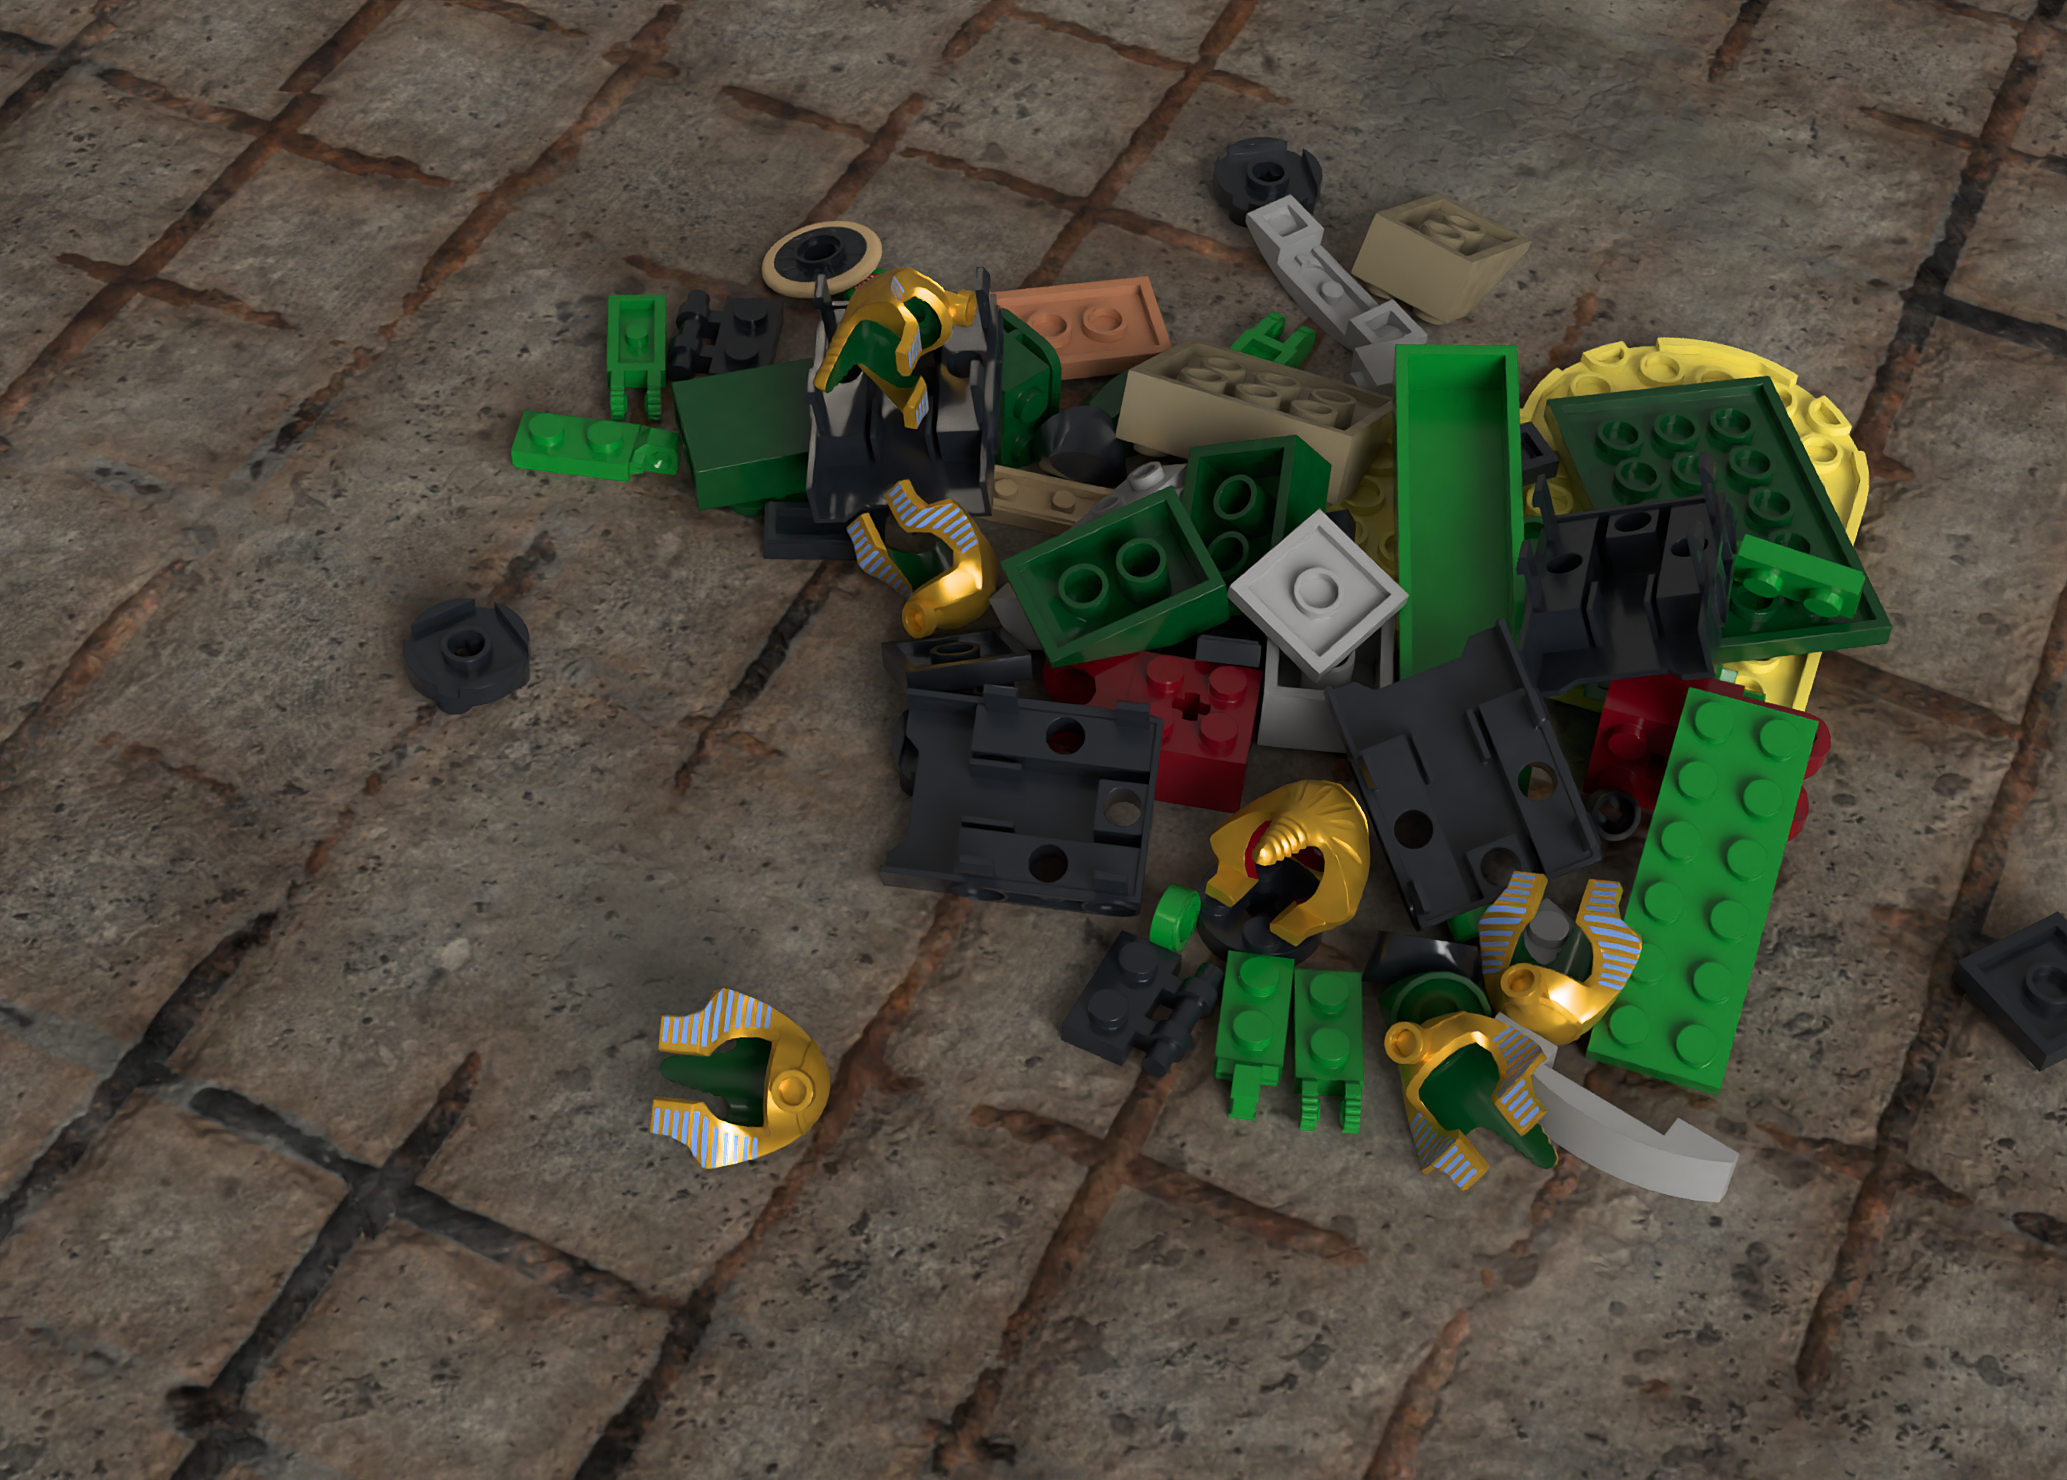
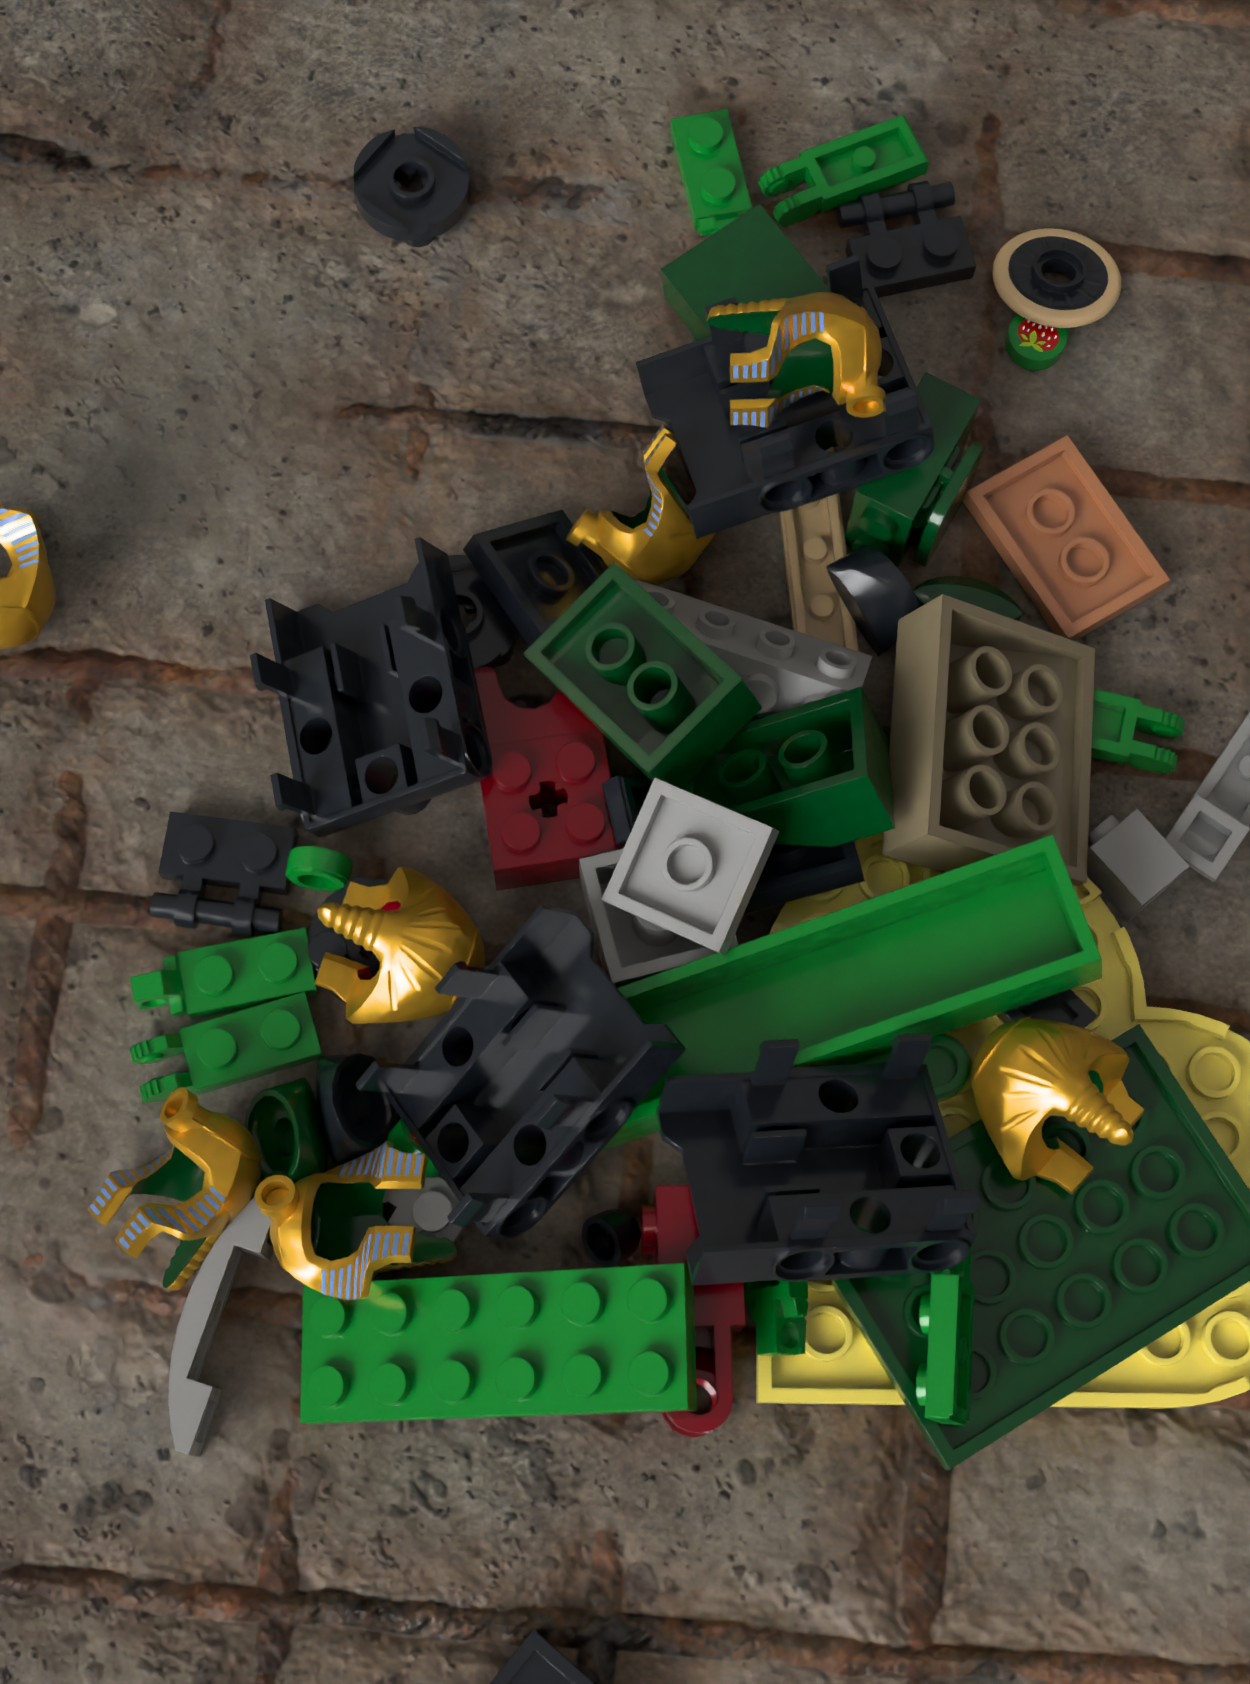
camera: 70 degrees right, 25 degrees up
(1589, 449) = (1044, 1071): none -> pearl gold piece

